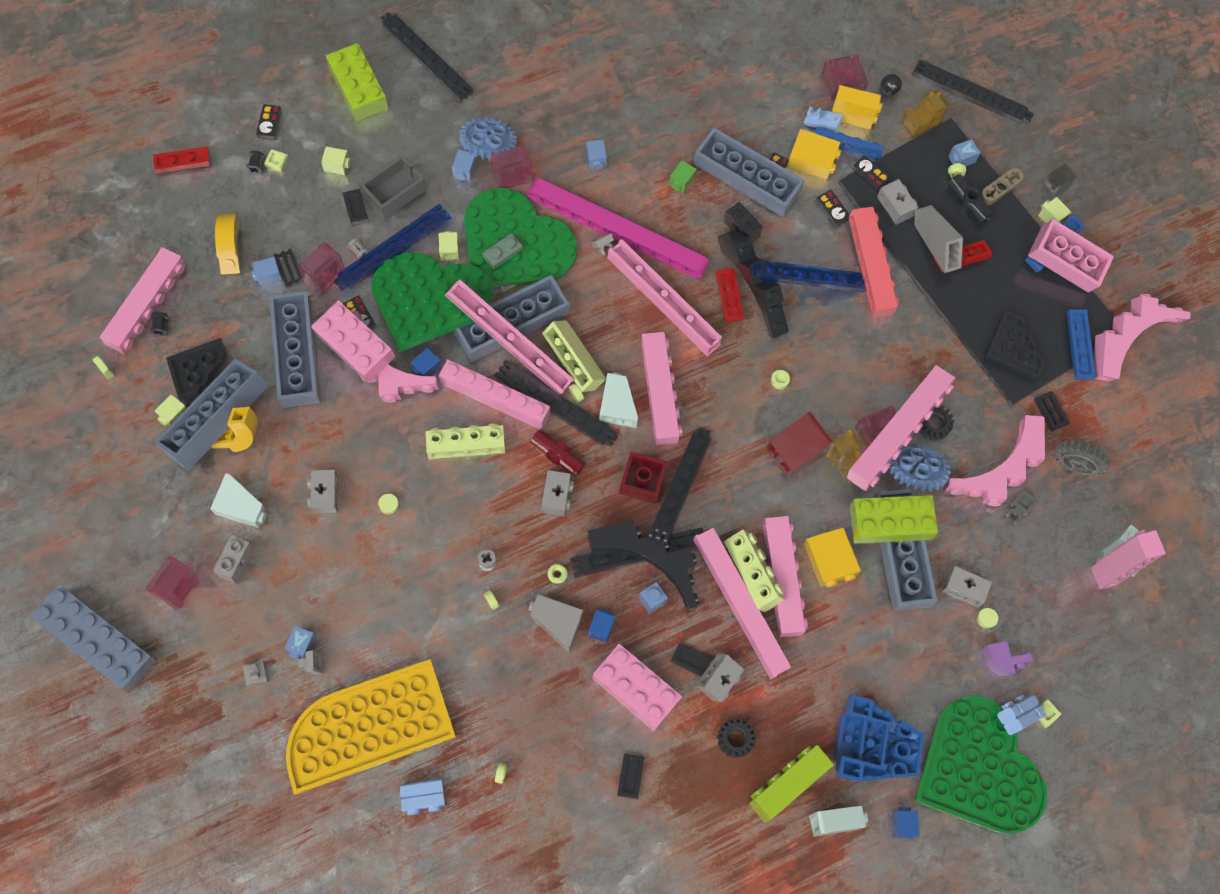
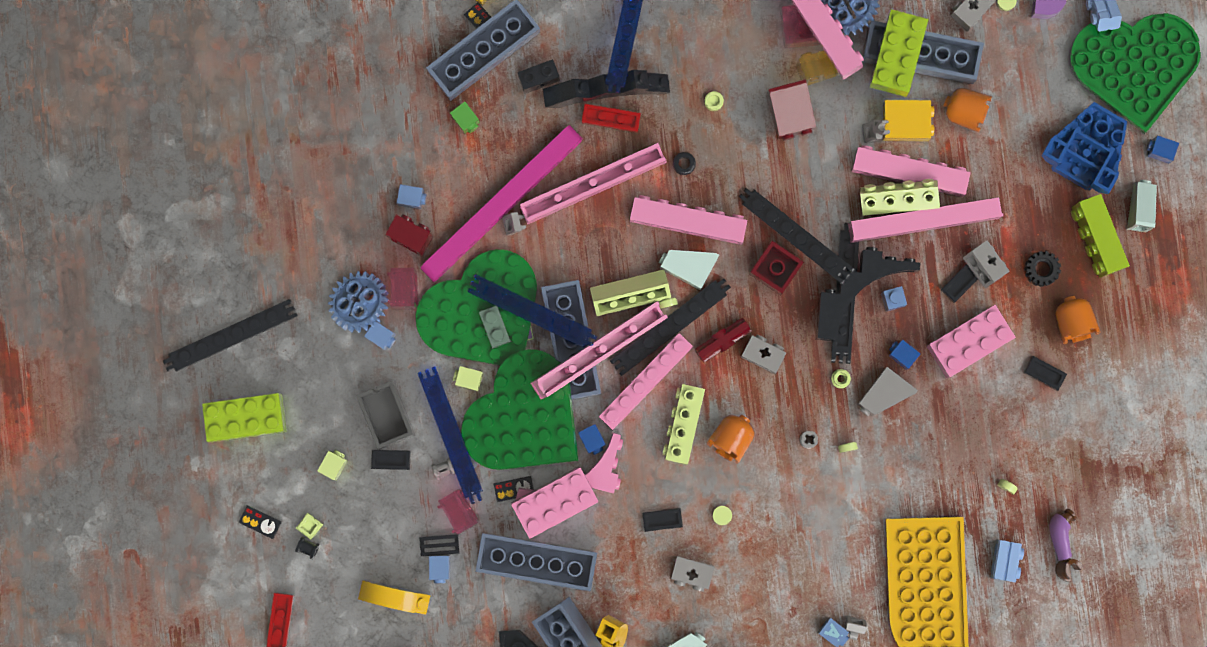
camera: 60 degrees left, 15 degrees up
(368, 451) = (662, 519): none -> black tile
(466, 486) = (732, 437): none -> orange cylinder
(470, 841) = (1059, 531): none -> piece
(525, 273) = (532, 311): none -> clear blue hinge
(561, 159) = (409, 235): none -> dark red brick
(695, 787) = (1076, 320): none -> orange cylinder
(712, 363) = (686, 155): none -> black piece
(810, 529) = (874, 130): none -> light grey plate
(867, 610) = (967, 108): none -> orange cylinder

